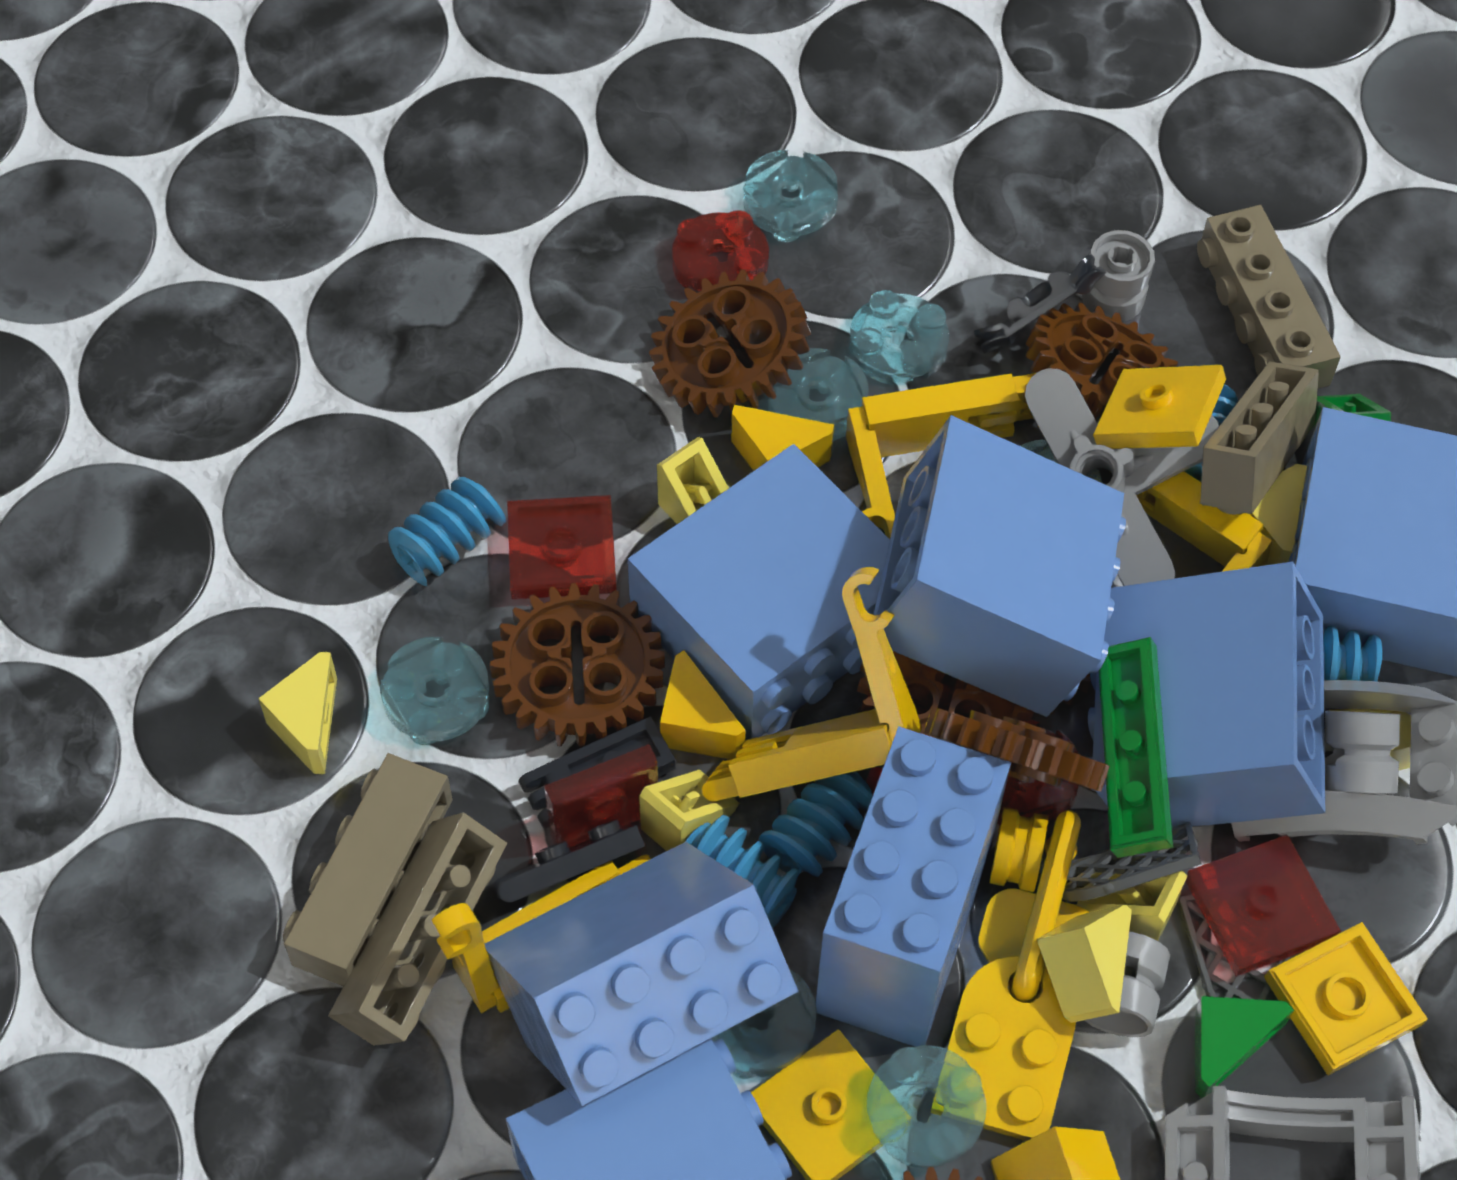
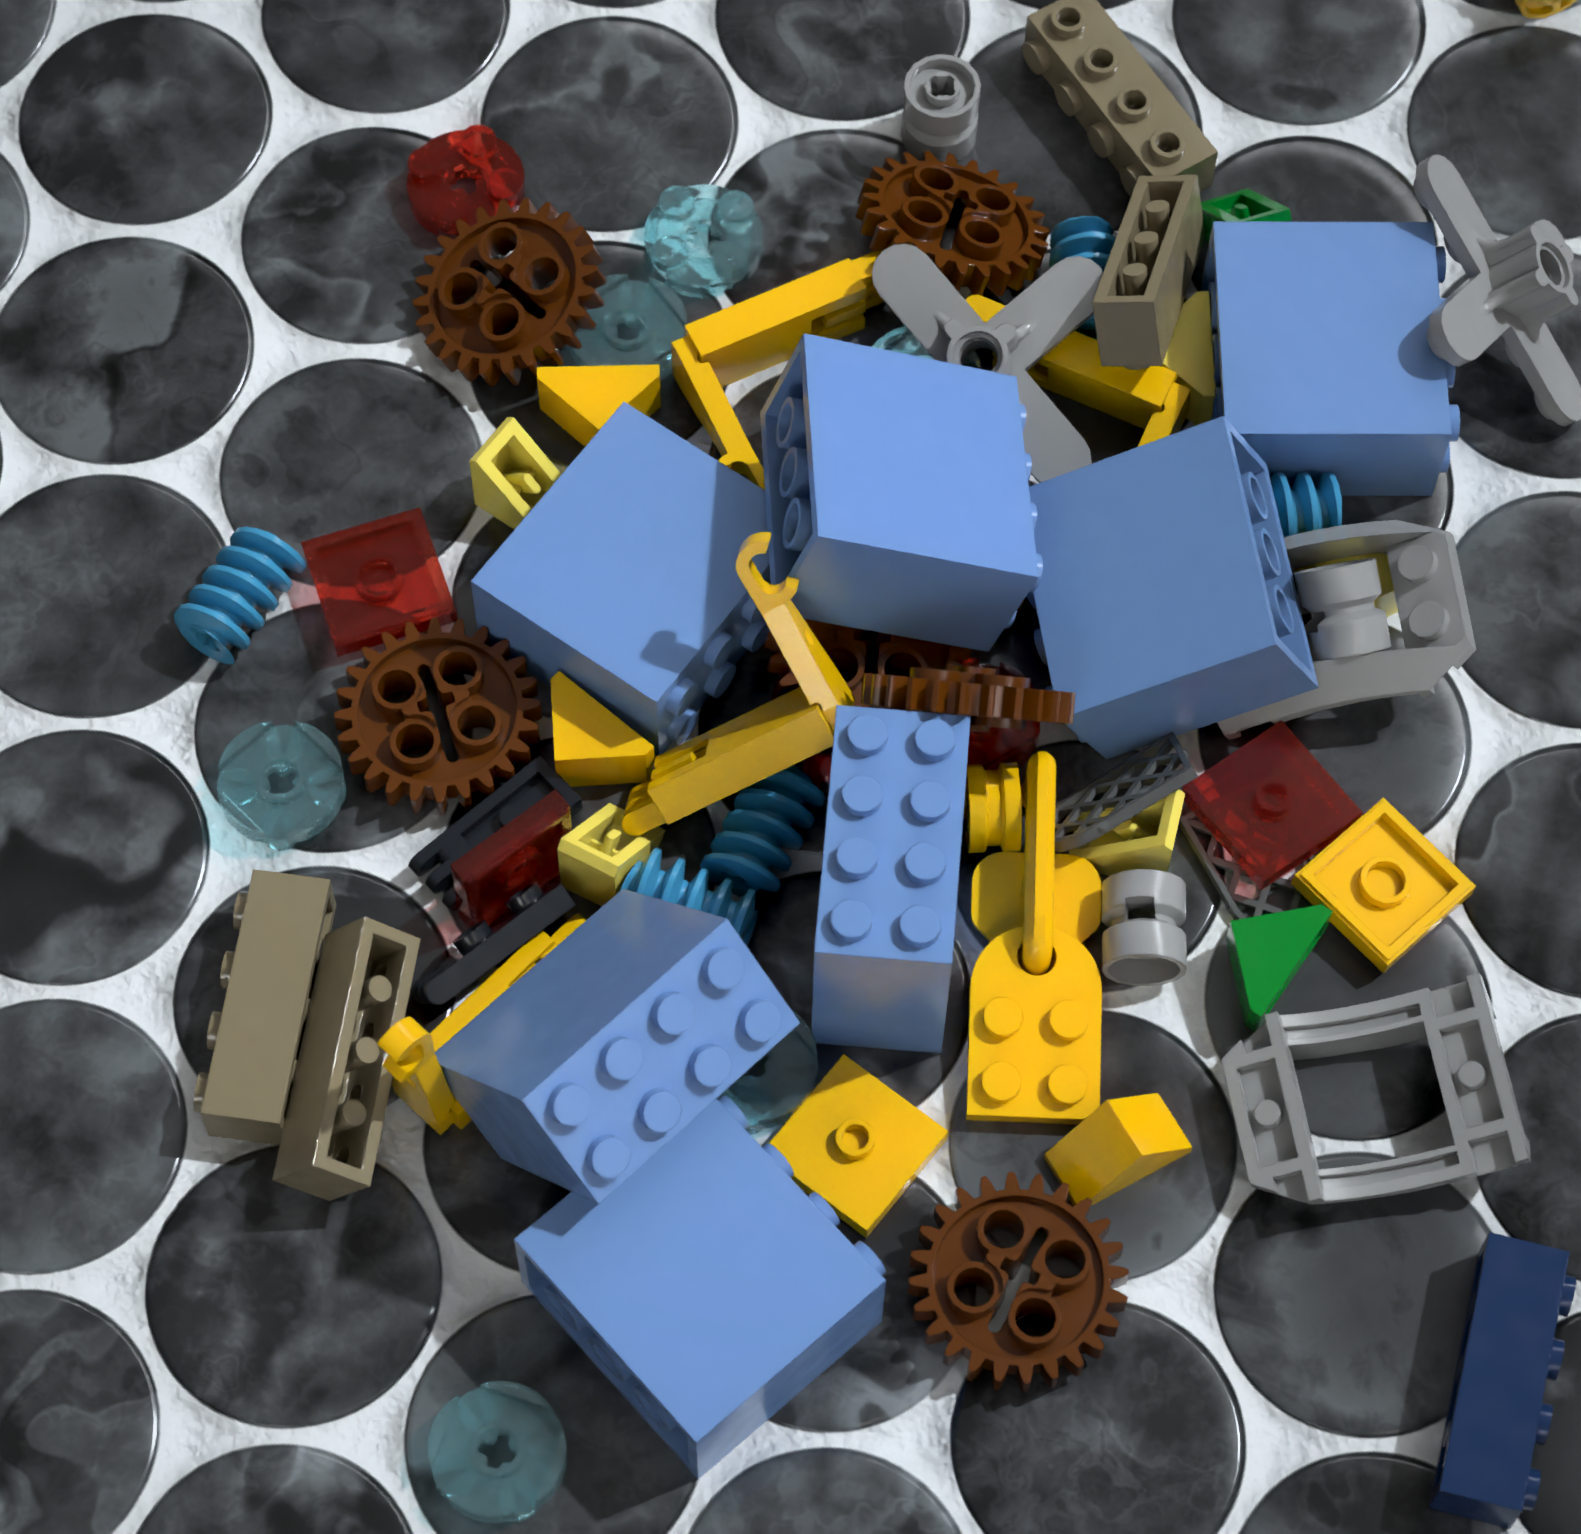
camera: 15 degrees left, 5 degrees up
(302, 710) = (133, 845): light yellow slope -> none
(790, 216) = (536, 118): clear light blue plate -> none
(956, 1088) = (937, 1083): clear light blue plate -> none
(1040, 300) = (857, 162): black piece -> none
(1088, 962) = (1100, 913): light yellow slope -> none
(1134, 749) = (1097, 666): green tile -> none
(1160, 407) = (1031, 264): yellow plate -> none

